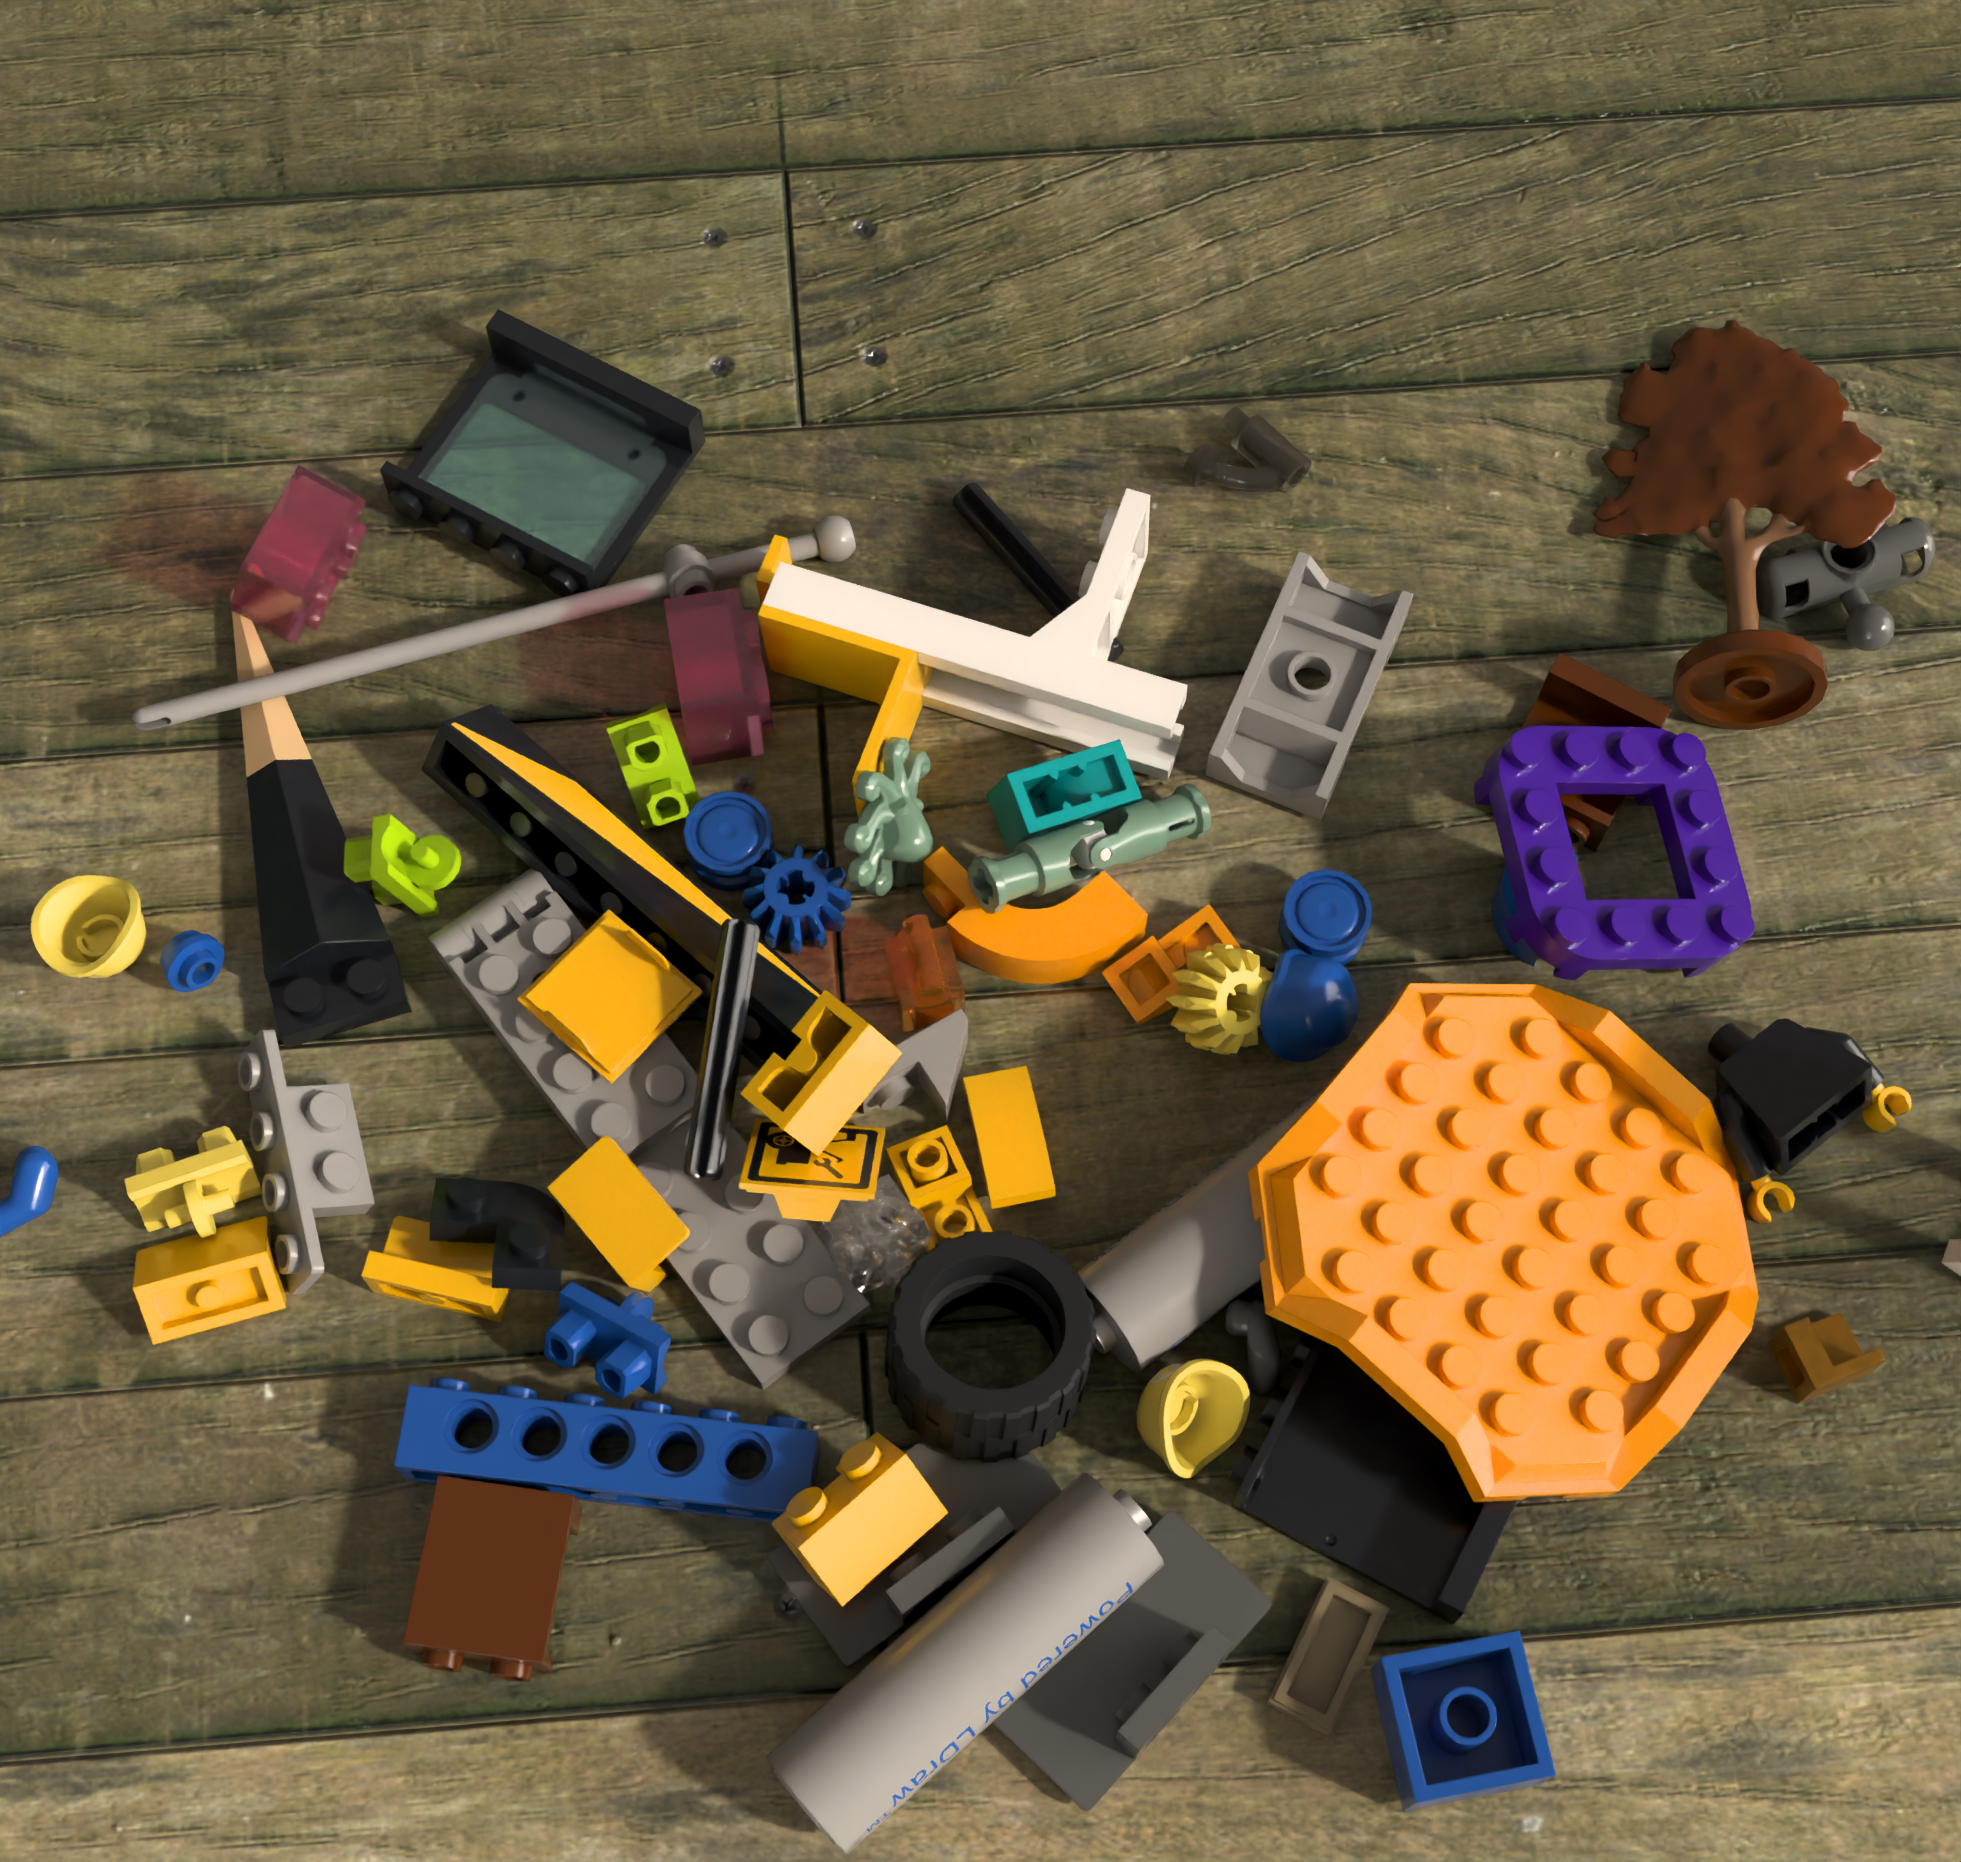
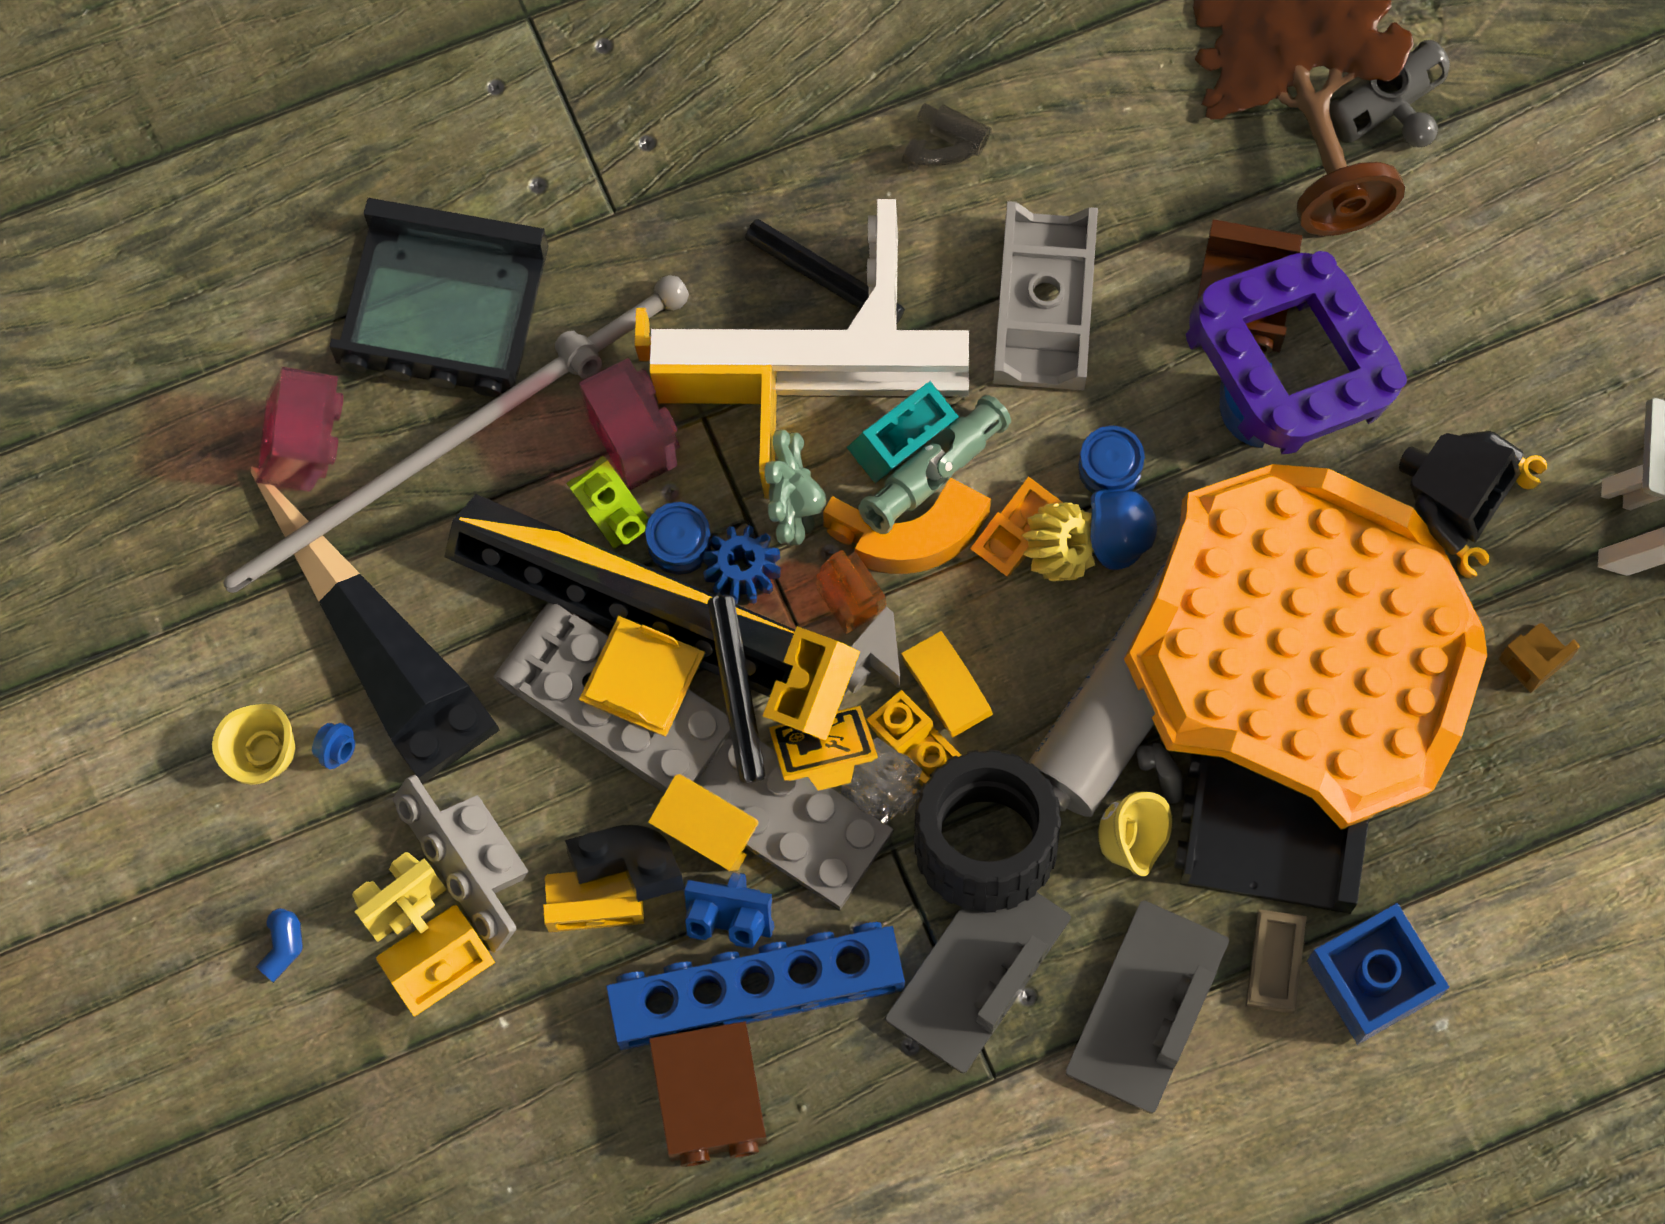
camera: 15 degrees left, 5 degrees up
(402, 864) = (461, 630): lime hips -> none
(860, 1518) = (943, 974): yellow brick -> none
(966, 1660) = (1045, 1040): light grey piece -> none

